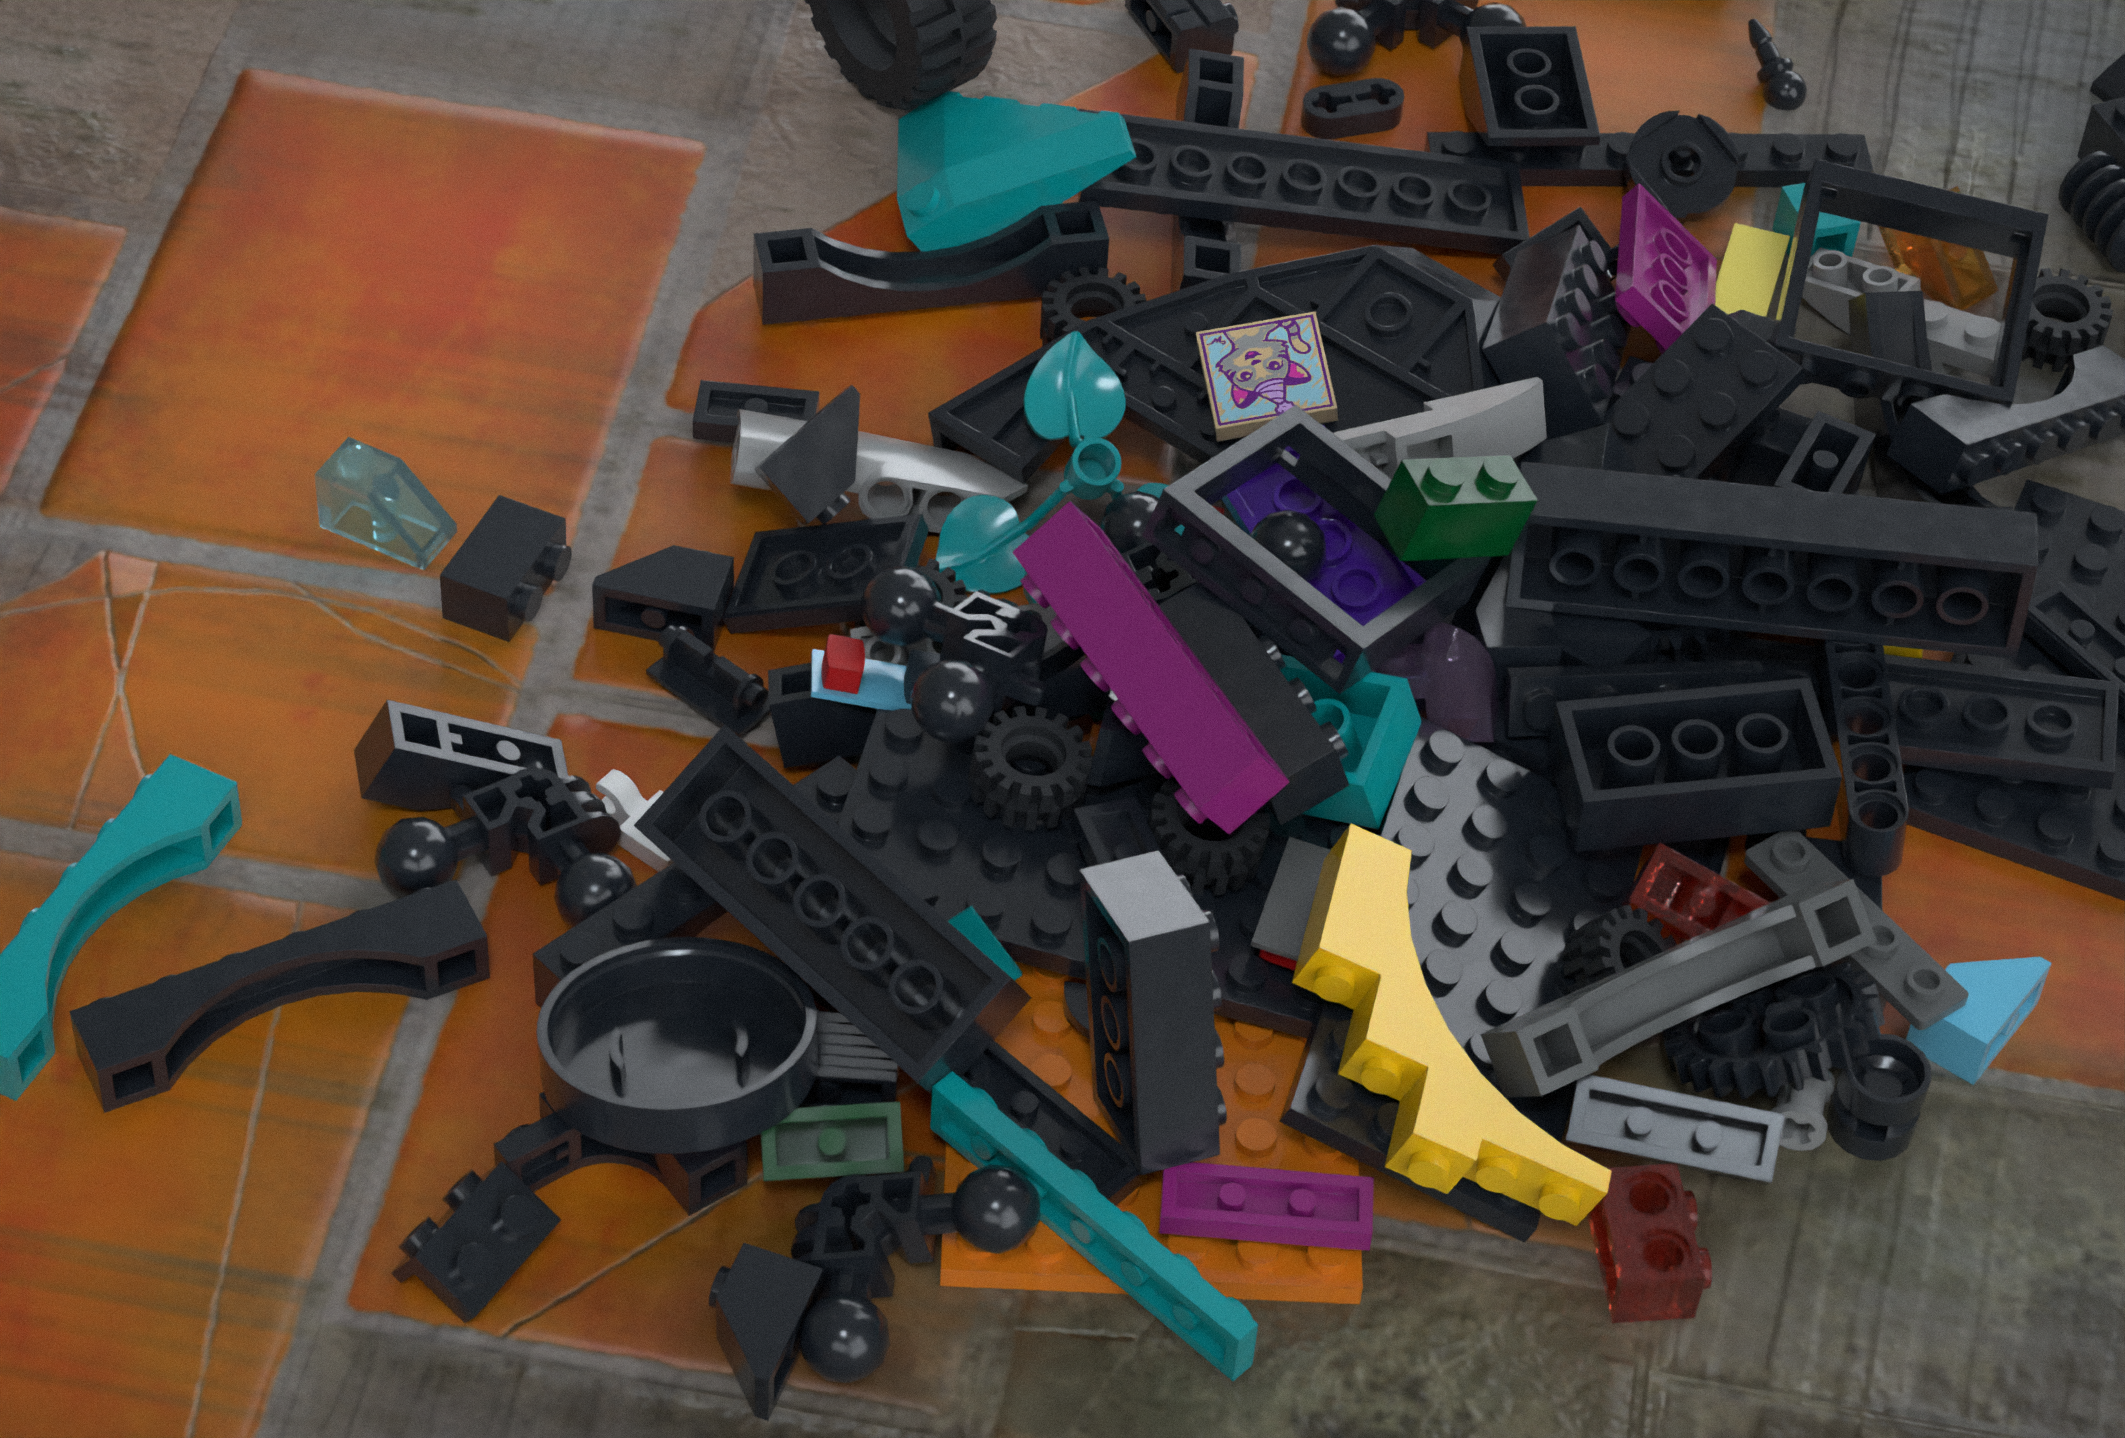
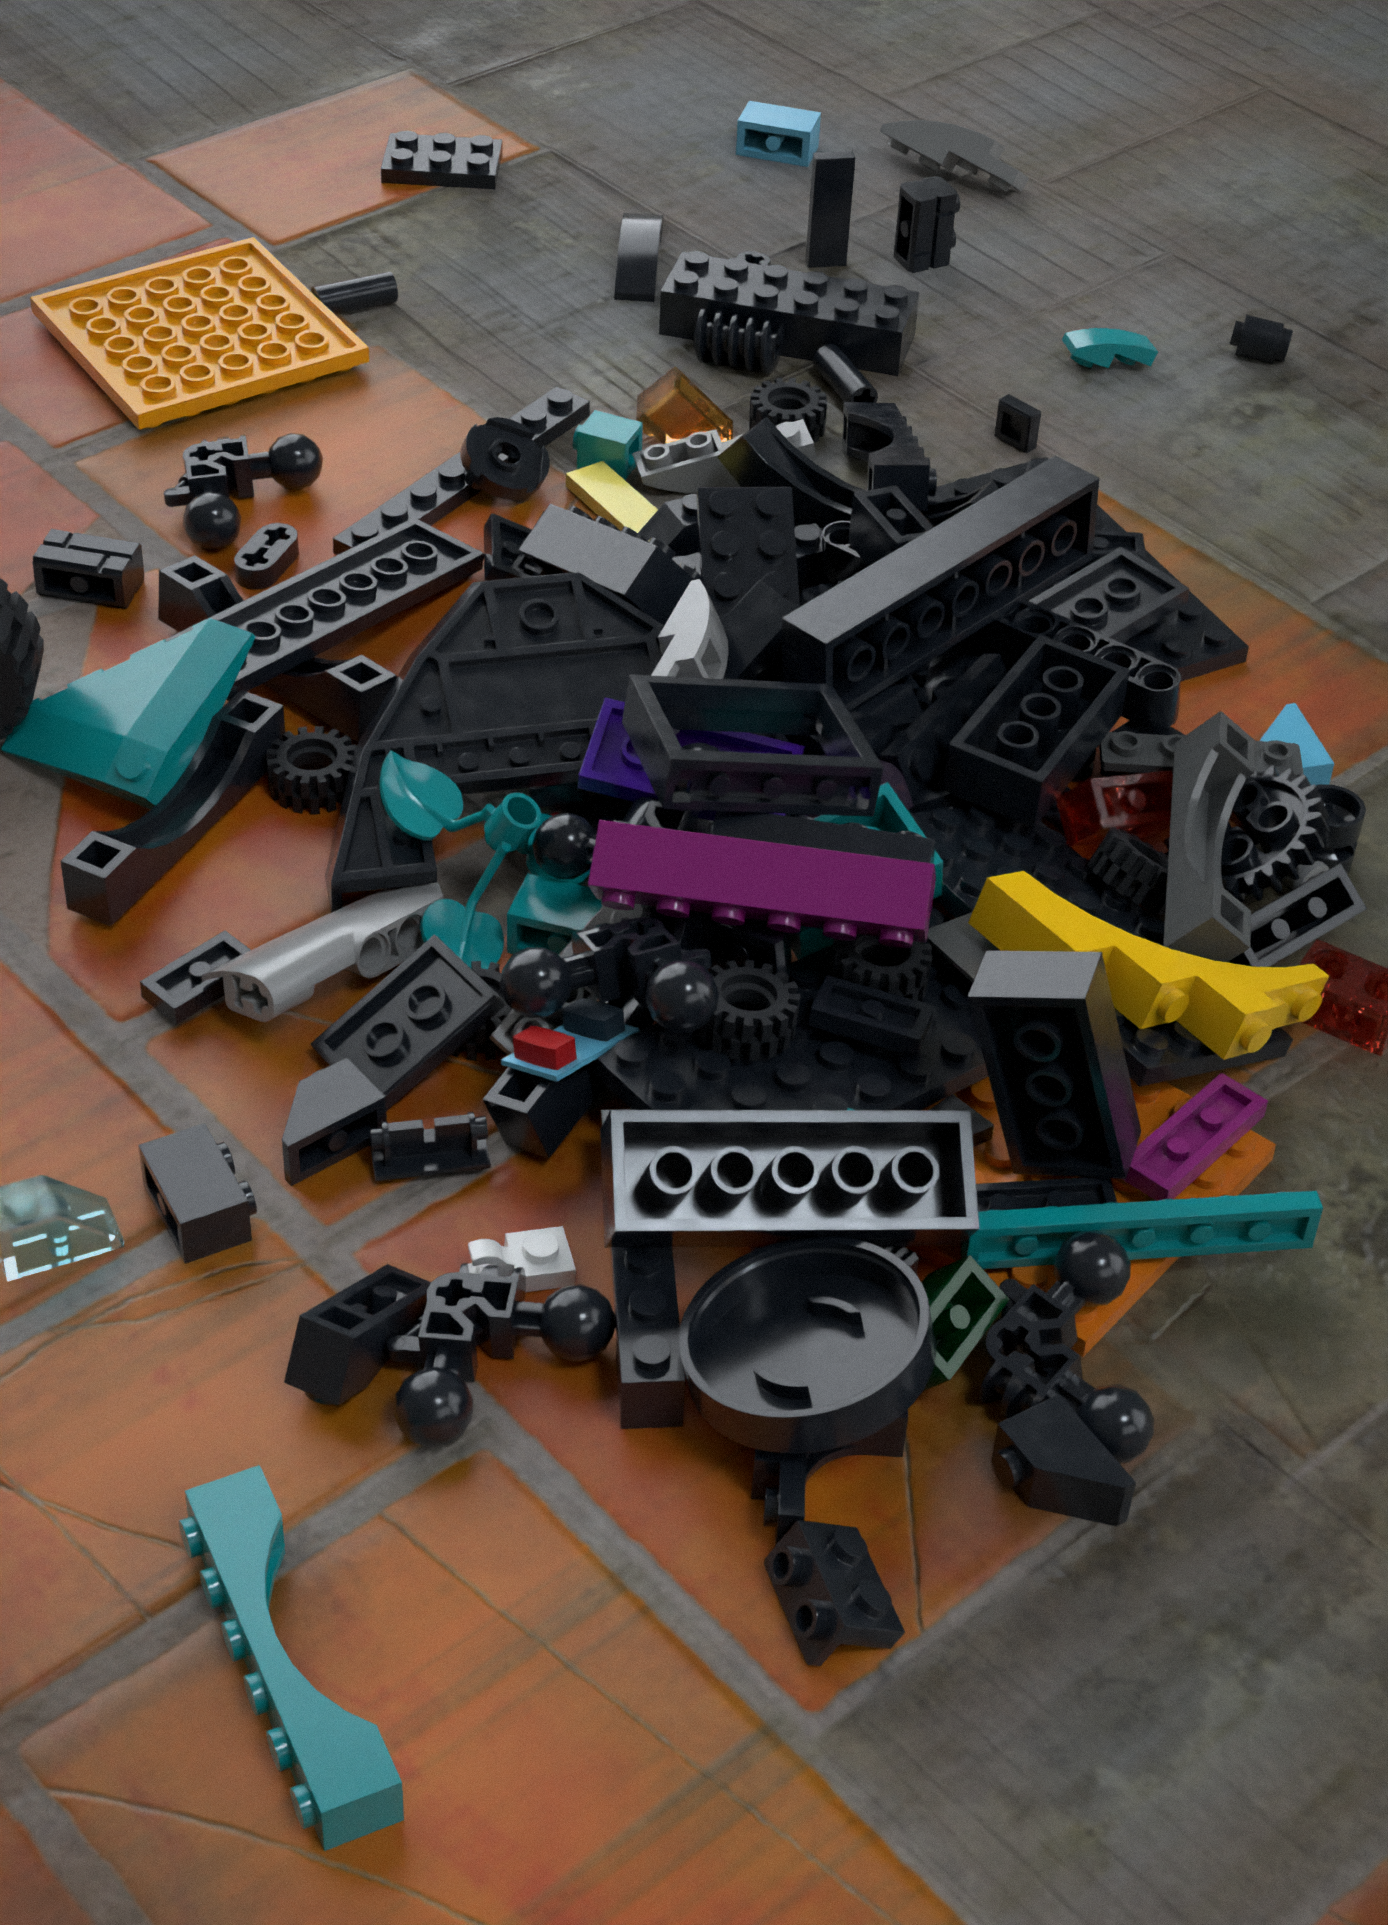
camera: 50 degrees left, 5 degrees down
(405, 947) = (447, 1680): black arch -> none
(817, 461) = (330, 948): black slope -> none
(1263, 371) = (522, 700): tile -> none
(1455, 507) = (802, 660): dark green brick -> none
(1527, 86) = (366, 472): black slope -> none
(1661, 270) = (547, 492): magenta plate -> none
(1782, 86) = (471, 392): black bar -> none
(1929, 214) = (754, 358): black window -> none

